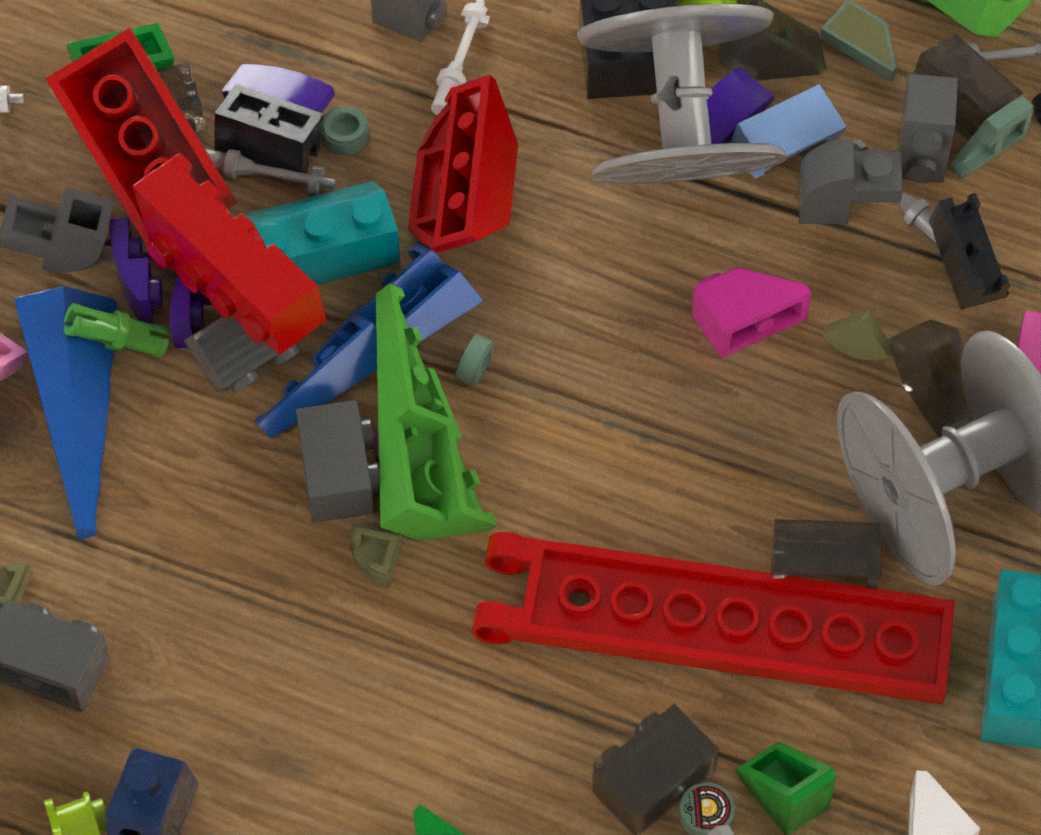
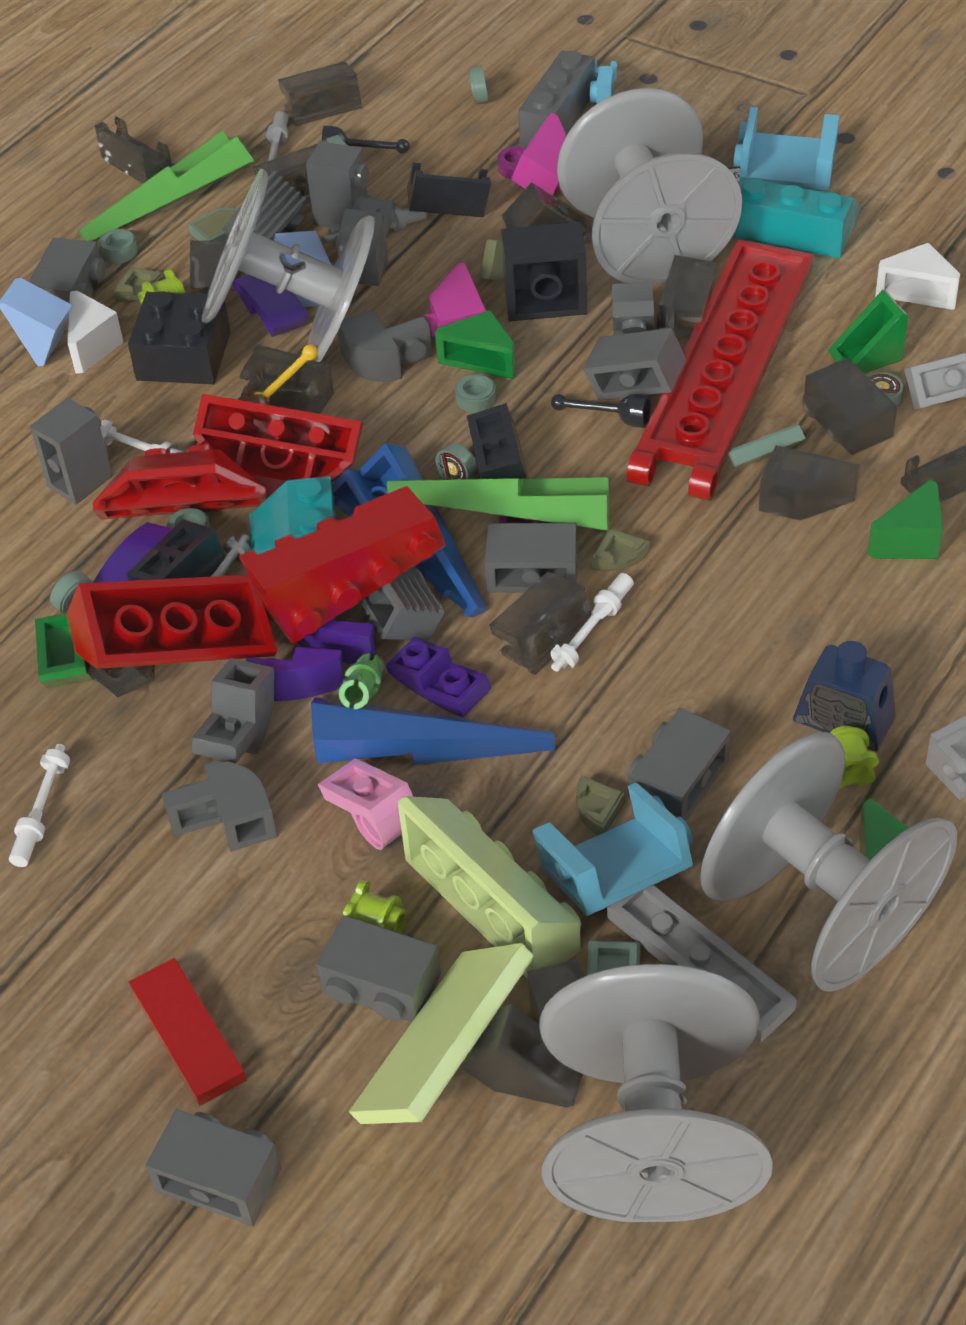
camera: 75 degrees left, 10 degrees down
(158, 408) = (433, 675): none -> dark purple slope
(222, 50) = (65, 589): none -> sand green tile
(240, 489) = (541, 618): none -> clear smoke hinge
(285, 551) = (606, 603): none -> white piece
(385, 105) = (176, 481): none -> red wedge
(501, 398) = (497, 444): none -> black hinge
(501, 728) = (806, 484): none -> clear smoke slope
(537, 141) = (309, 353): none -> yellow hinge
(556, 680) = (763, 447): none -> sand green tile
(578, 152) = (304, 391): none -> clear smoke hinge
(609, 528) = (632, 410): none -> black hinge
(615, 360) = (475, 393): none -> sand green tile
(657, 240) = (380, 351): none -> dark grey brick
(667, 512) = (635, 364): none -> dark grey brick
(690, 346) = (477, 345): none -> green slope
(756, 499) = (632, 307): none -> dark grey brick
(809, 376) = (544, 271): none -> black brick
(863, 70) = (279, 209): none -> dark grey brick

